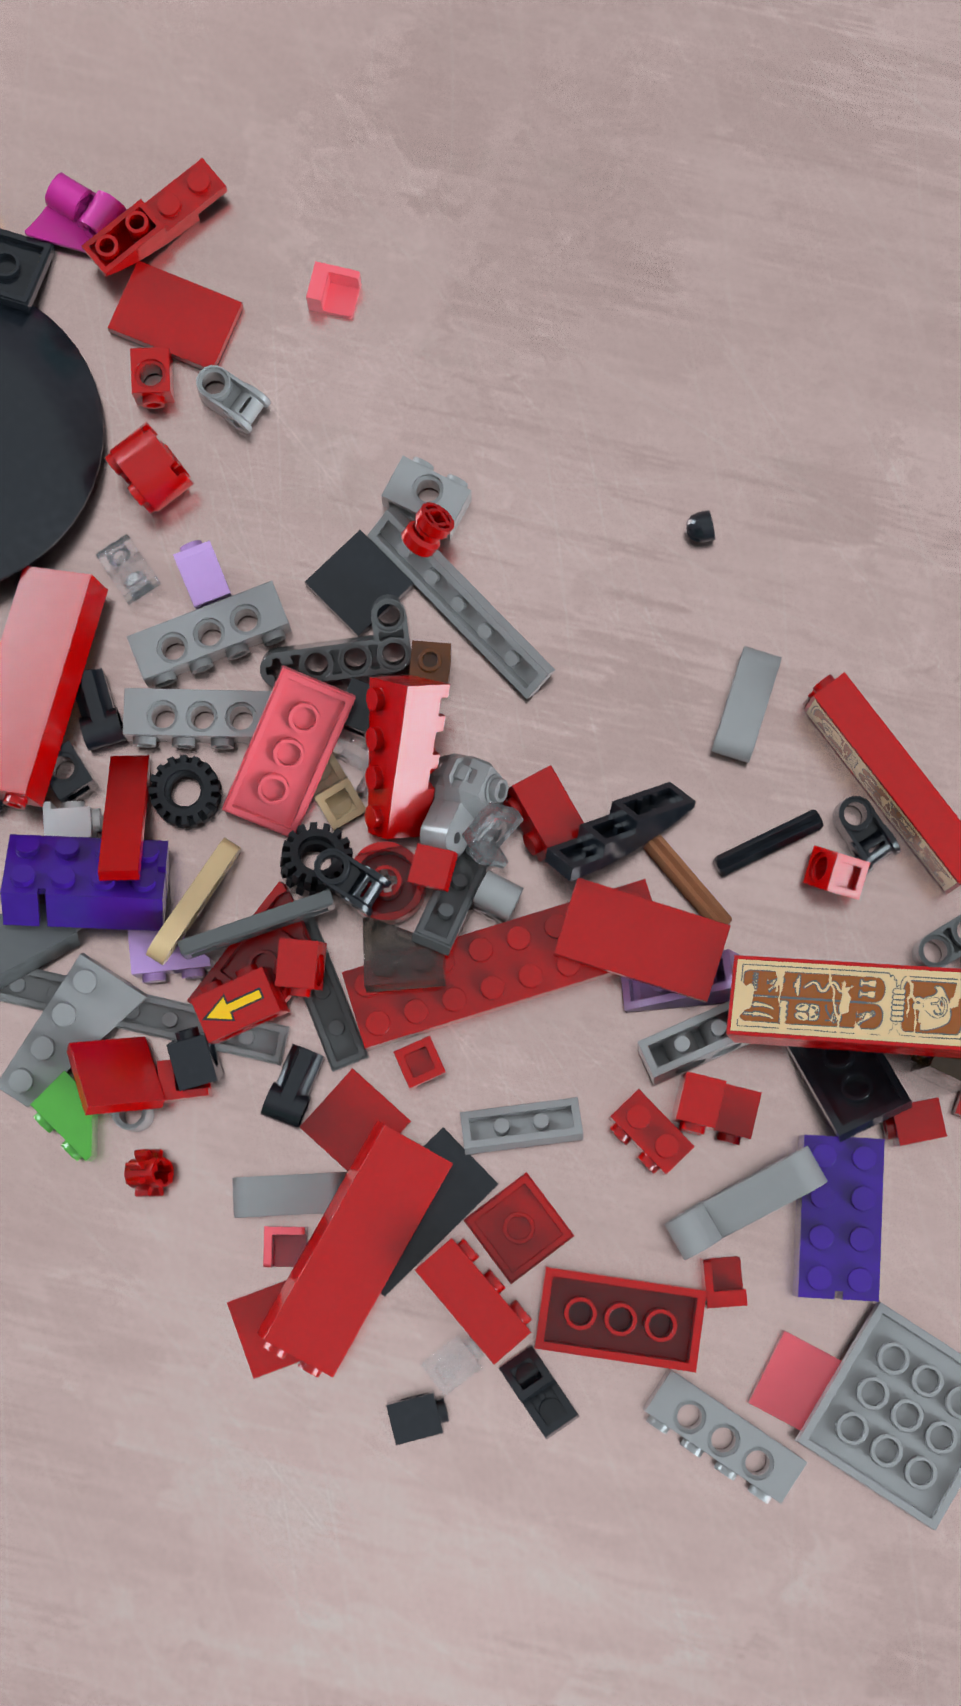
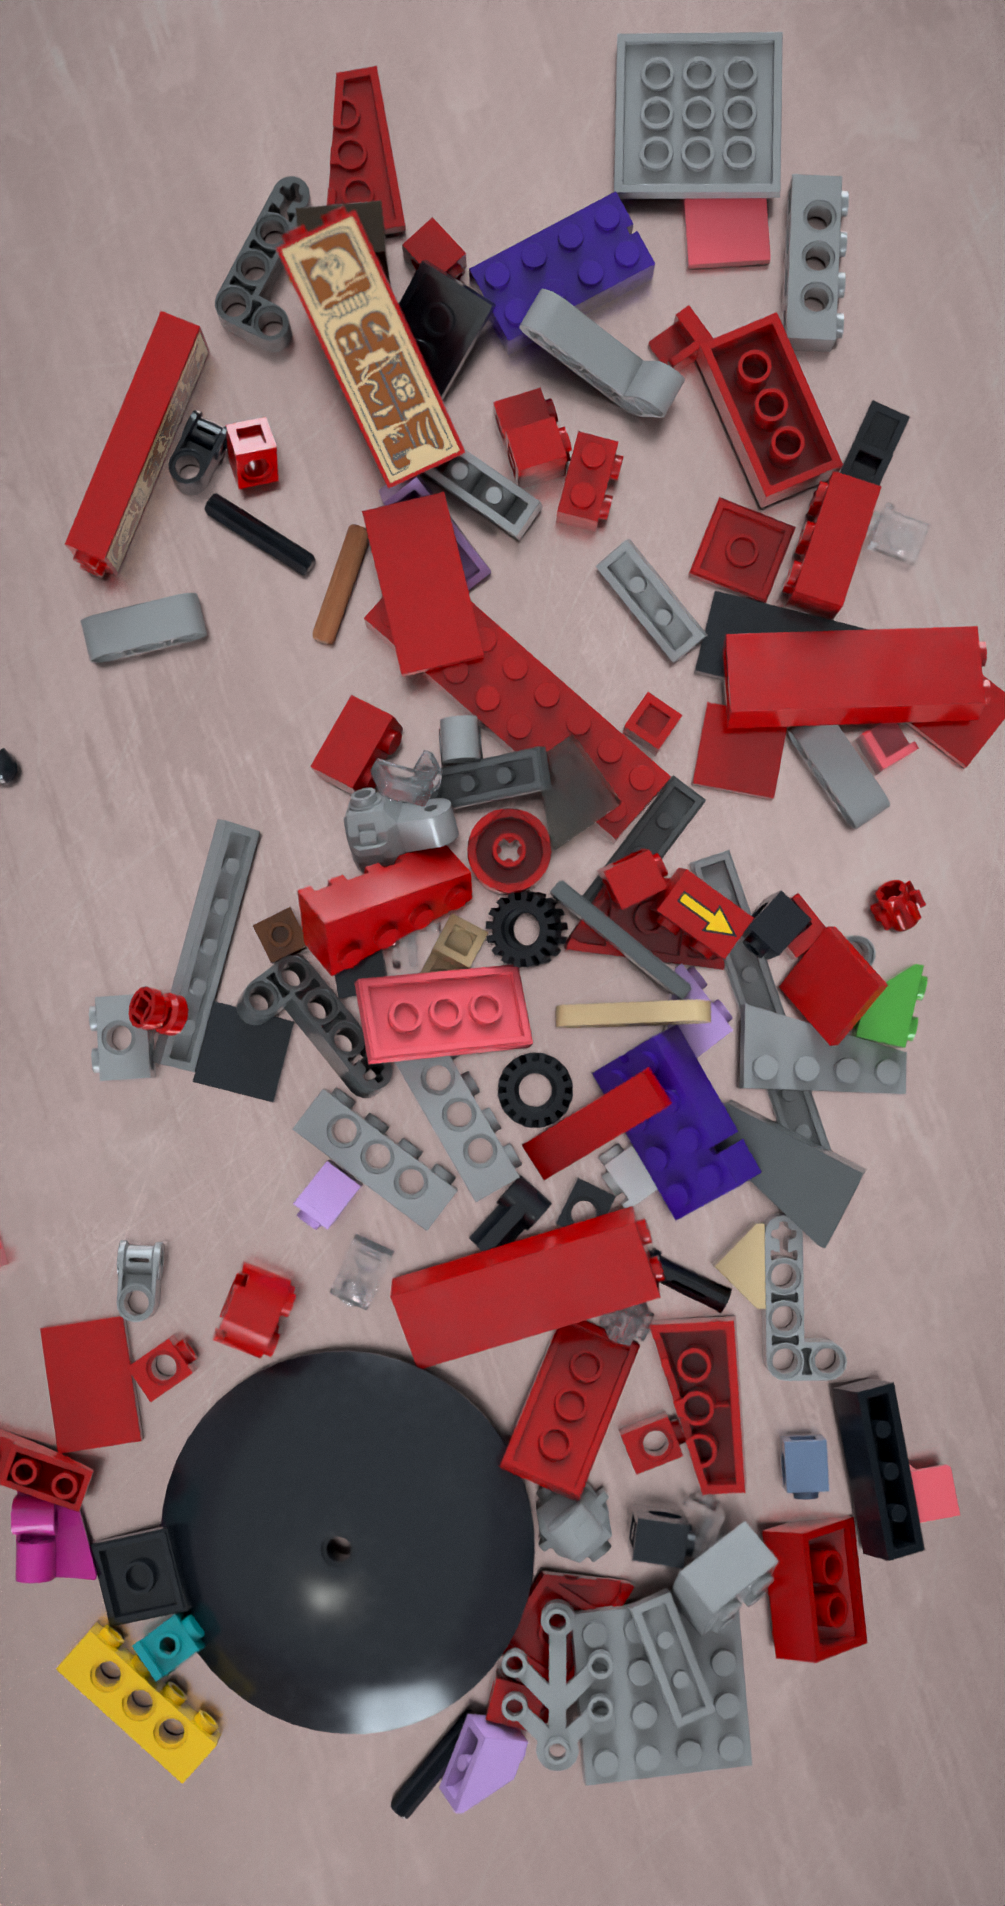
camera: 125 degrees left, 5 degrees up
(290, 1096) = (752, 823): black piece -> none
(352, 881) = (530, 875): black piece -> none
(417, 1417) = (961, 538): black brick -> none
(432, 867) = (472, 811): red tile -> none
(627, 827) = (333, 666): black slope -> none

